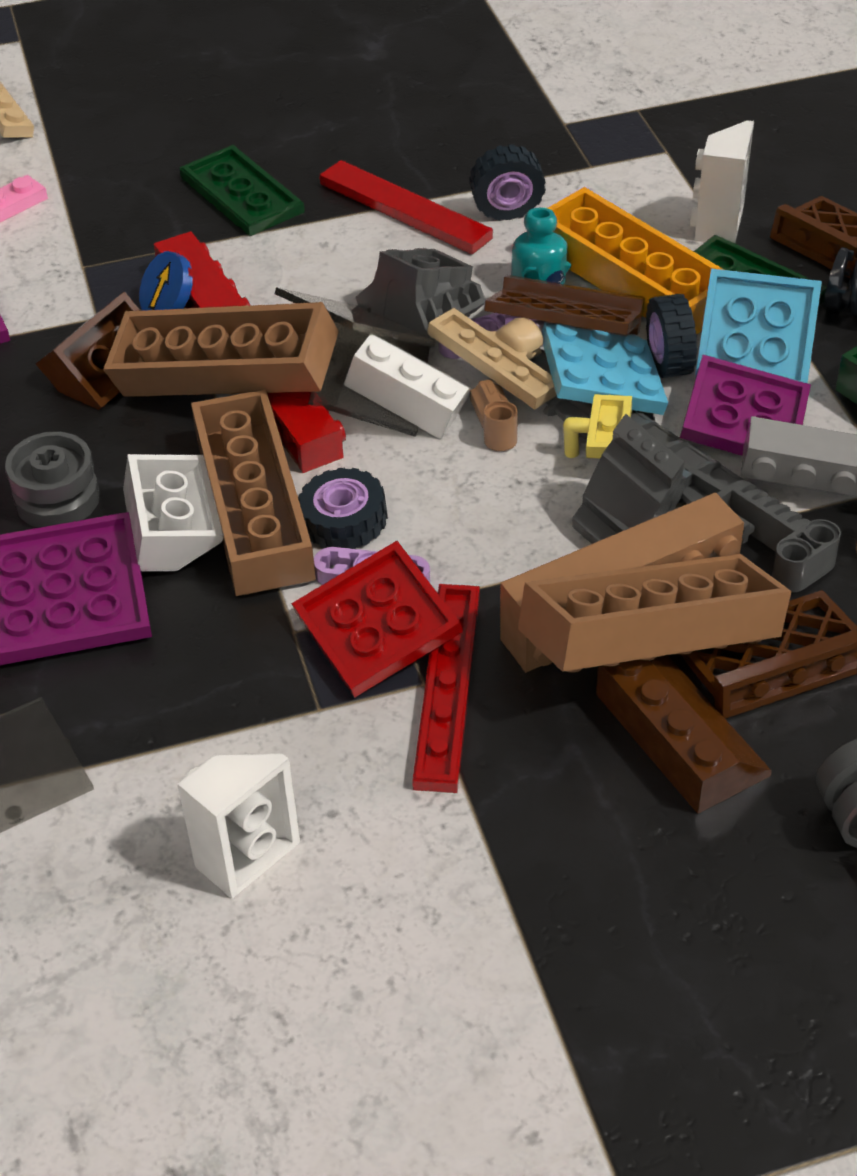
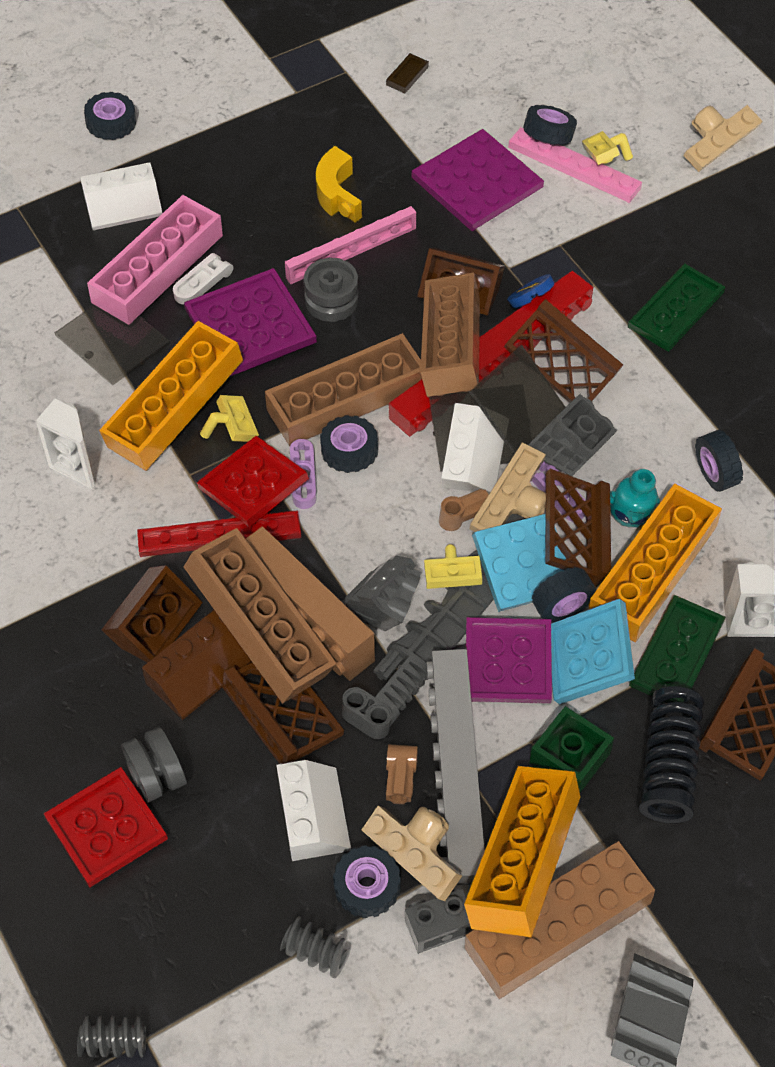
camera: 75 degrees right, 10 degrees up
(170, 510) = (314, 347): white slope -> none
(176, 672) = (171, 395): none -> light orange brick
(241, 629) = (235, 416): none -> light yellow plate
(285, 257) = (572, 337): none -> reddish brown fence
(407, 207) = (691, 410): red tile -> none
(583, 779) = (152, 614): none -> reddish brown slope

